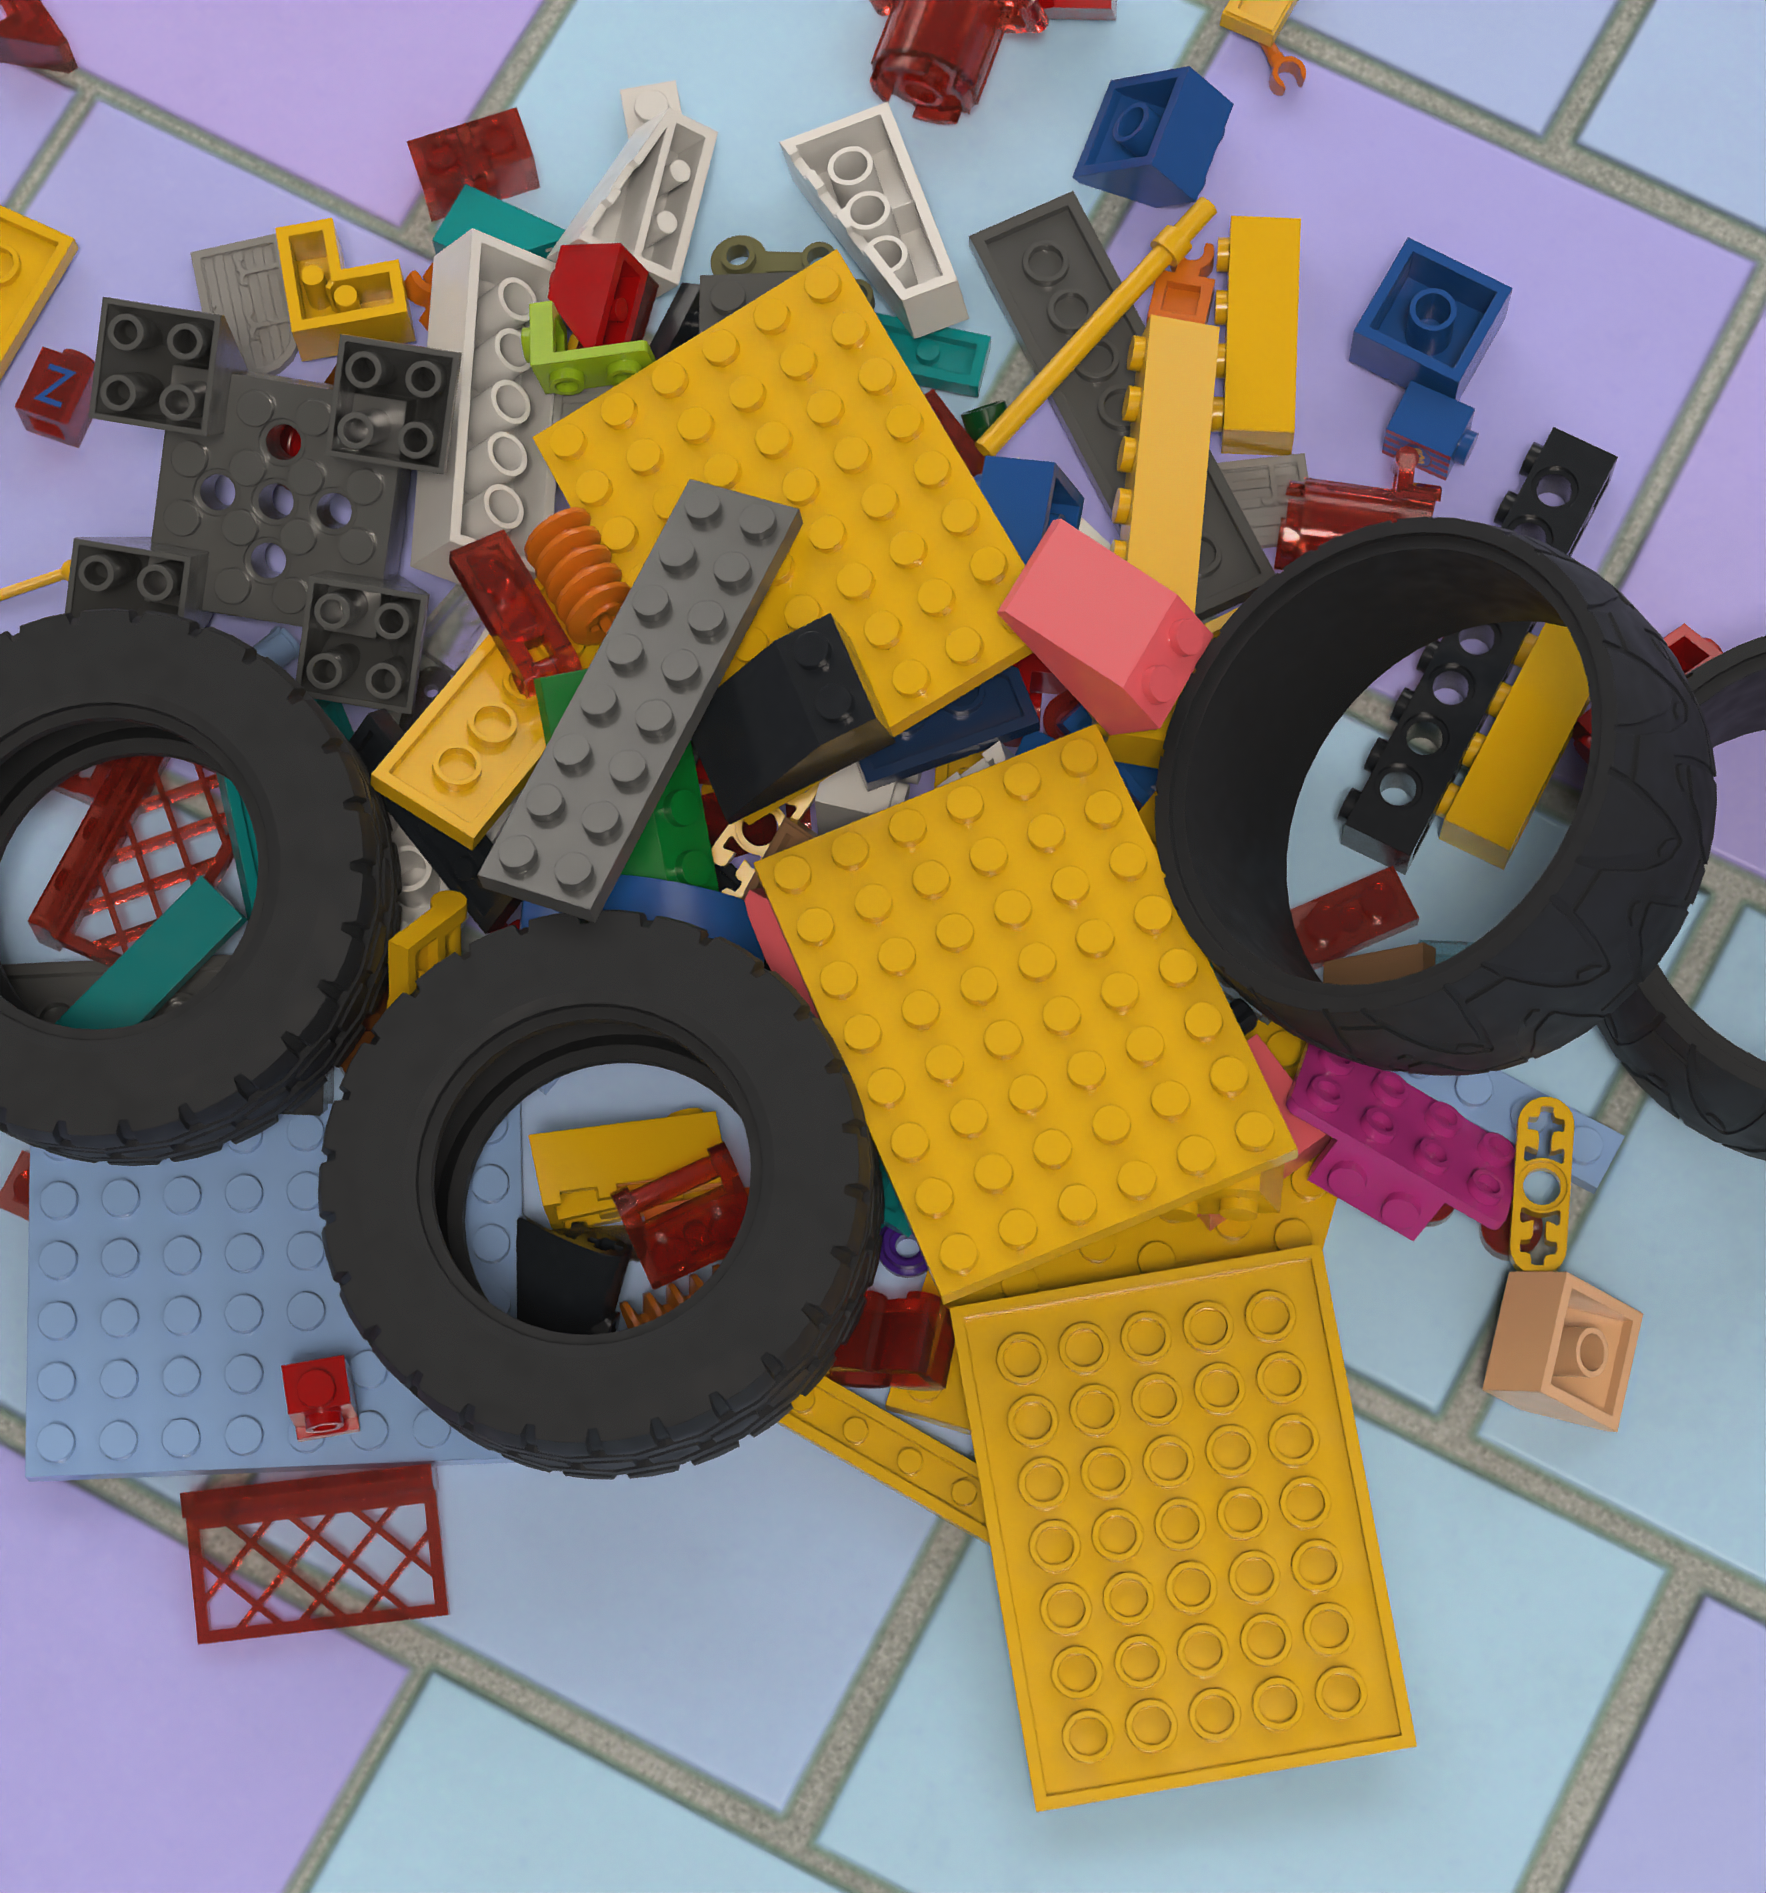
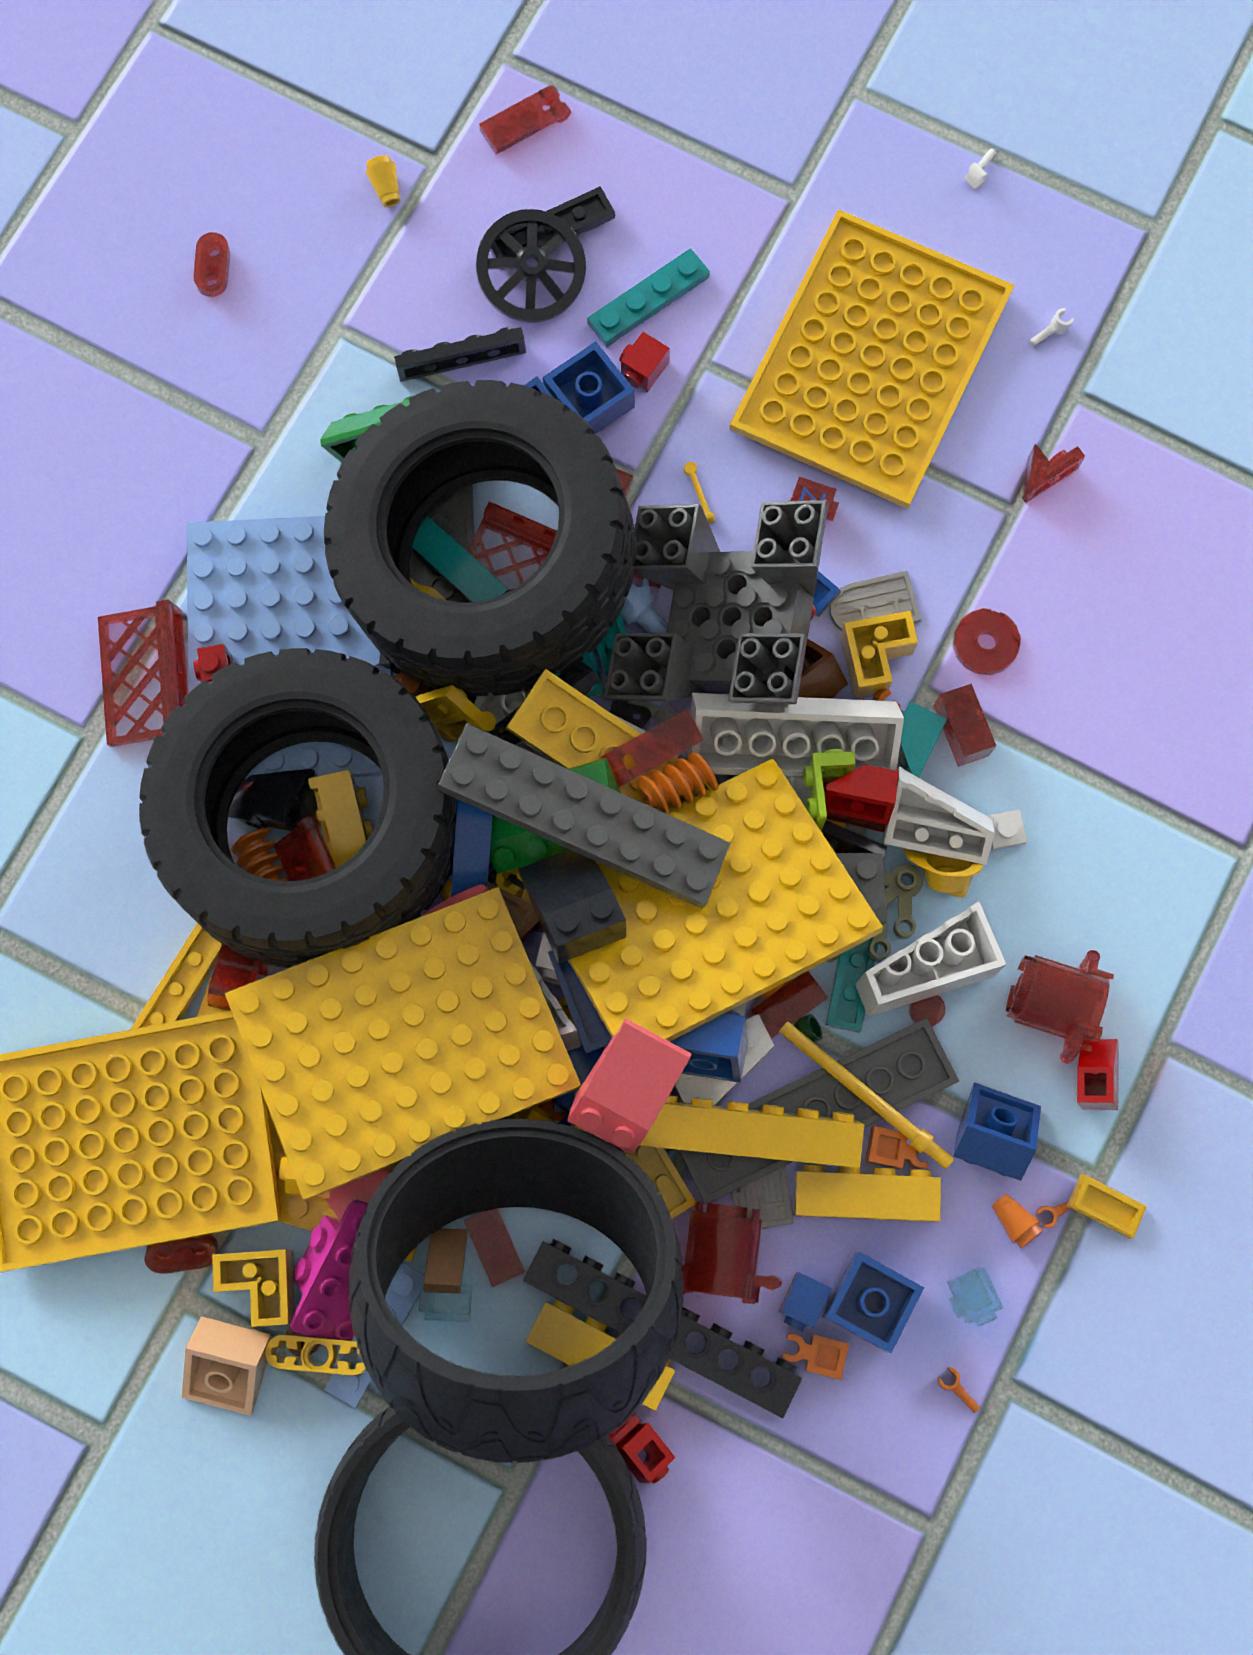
camera: 85 degrees right, 5 degrees up
(332, 162) = (984, 660): none -> clear red tile
(729, 198) = (945, 873): none -> yellow piece
(955, 234) = (930, 1008): none -> clear red tile
(1296, 117) = (1016, 1221): none -> orange cone
(1379, 1432) = (181, 1254): none -> clear red plate
(1414, 1277) = (266, 1276): none -> yellow brick
(1415, 180) = (974, 1297): none -> clear light blue brick
(1515, 410) = (823, 1355): none -> orange plate
(1559, 214) = (959, 1391): none -> orange hand

